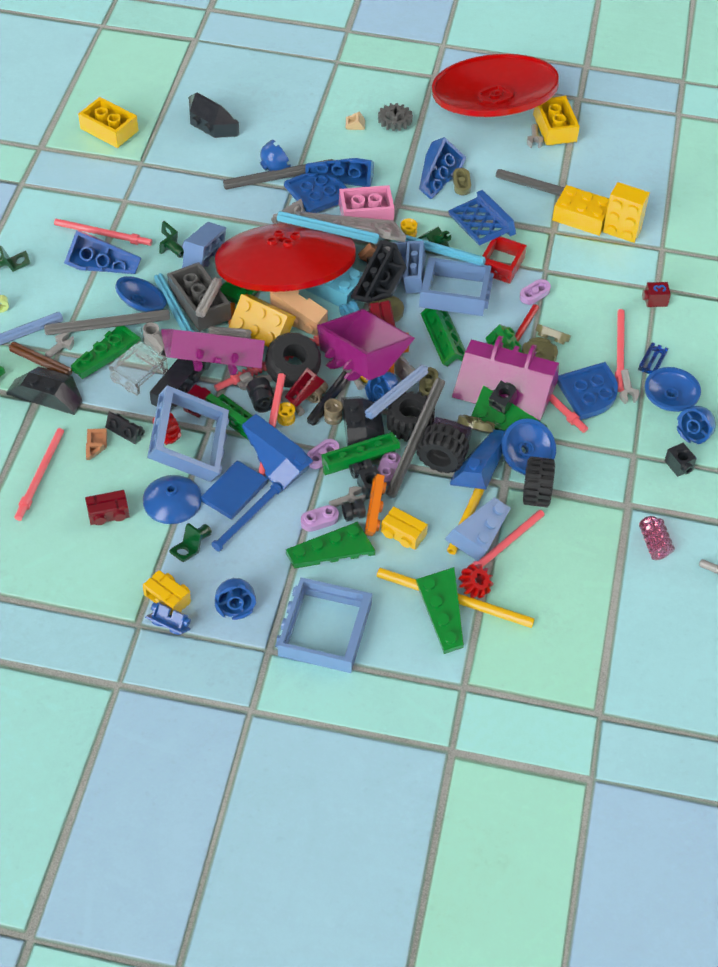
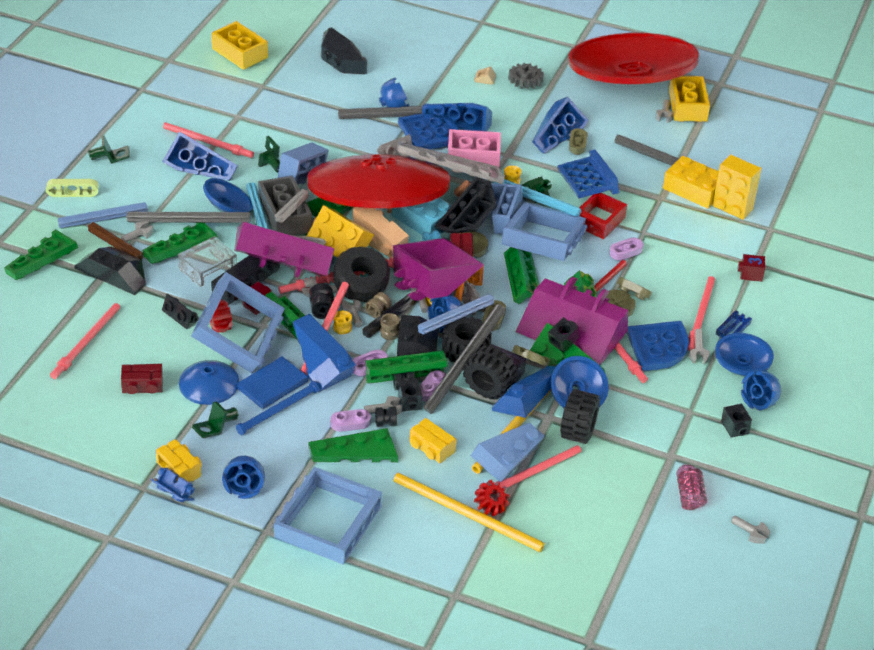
camera: 10 degrees right, 10 degrees down
(95, 442) = (148, 321): nougat slope -> none
(153, 337) = (228, 236): light grey piece -> none
(308, 383) = (365, 298): dark red slope -> none
(327, 227) = (427, 159): medium azure axle -> none
(375, 505) = (407, 414): orange plate -> none
(442, 605) = (452, 517): green wing -> none

